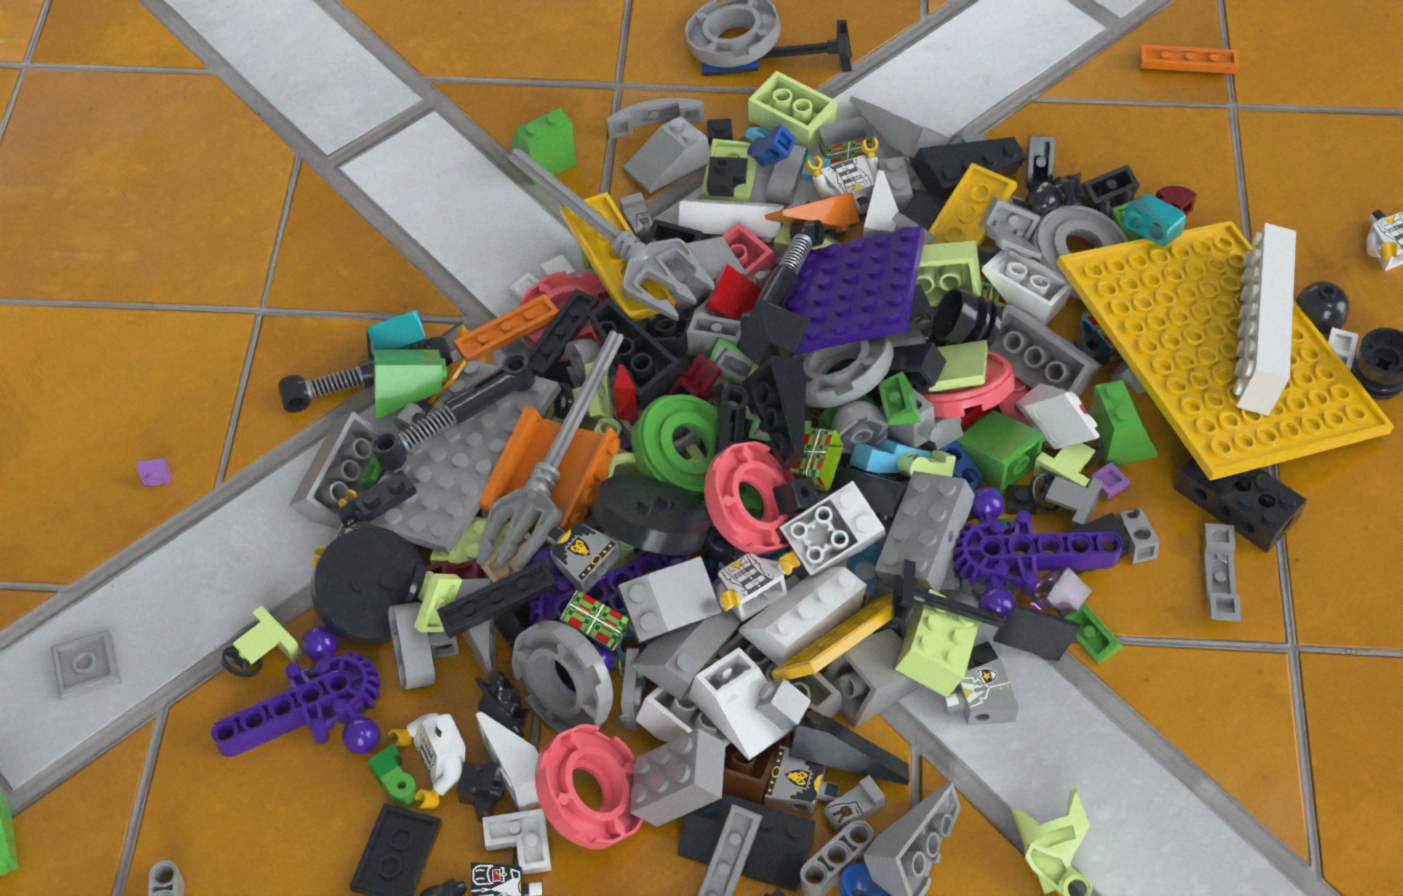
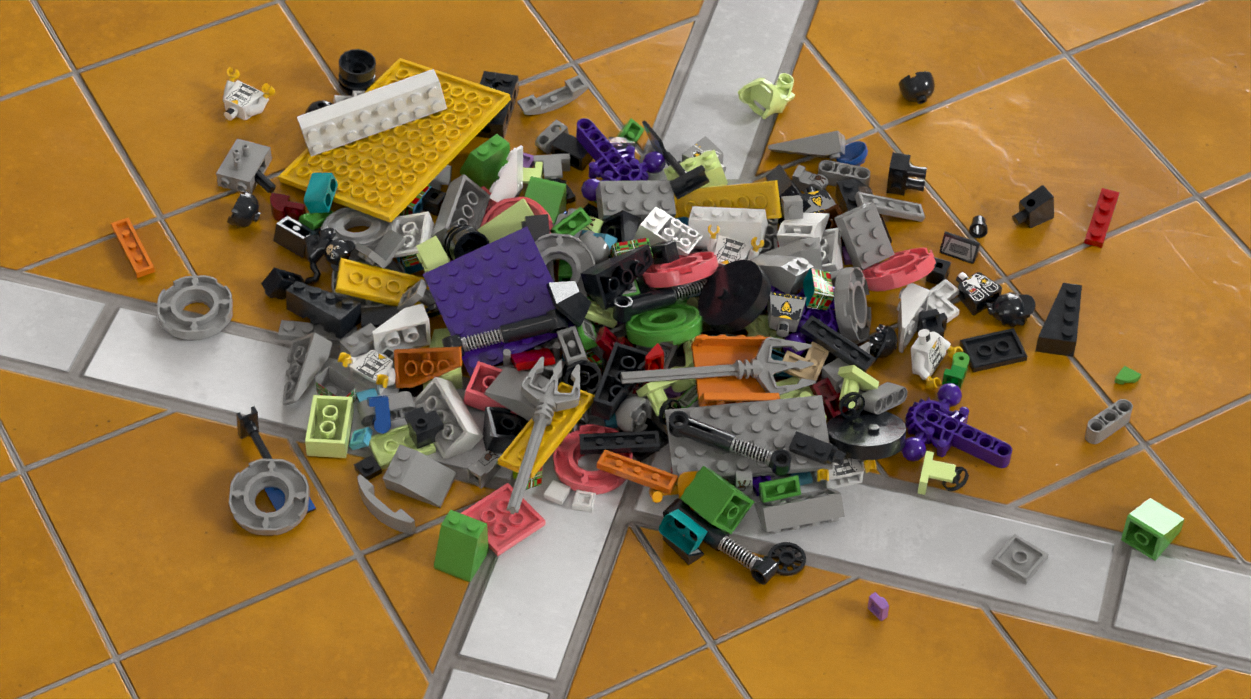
camera: 125 degrees left, 5 degrees down
(294, 429) = (787, 558): none -> black wheel
(542, 210) = (505, 528): none -> coral plate
(572, 867) = (940, 271): none -> black piece
(1059, 54) = (191, 290): none -> light grey piece
(1184, 164) = (245, 210): none -> black cylinder
(1265, 196) = (246, 167): none -> light grey piece

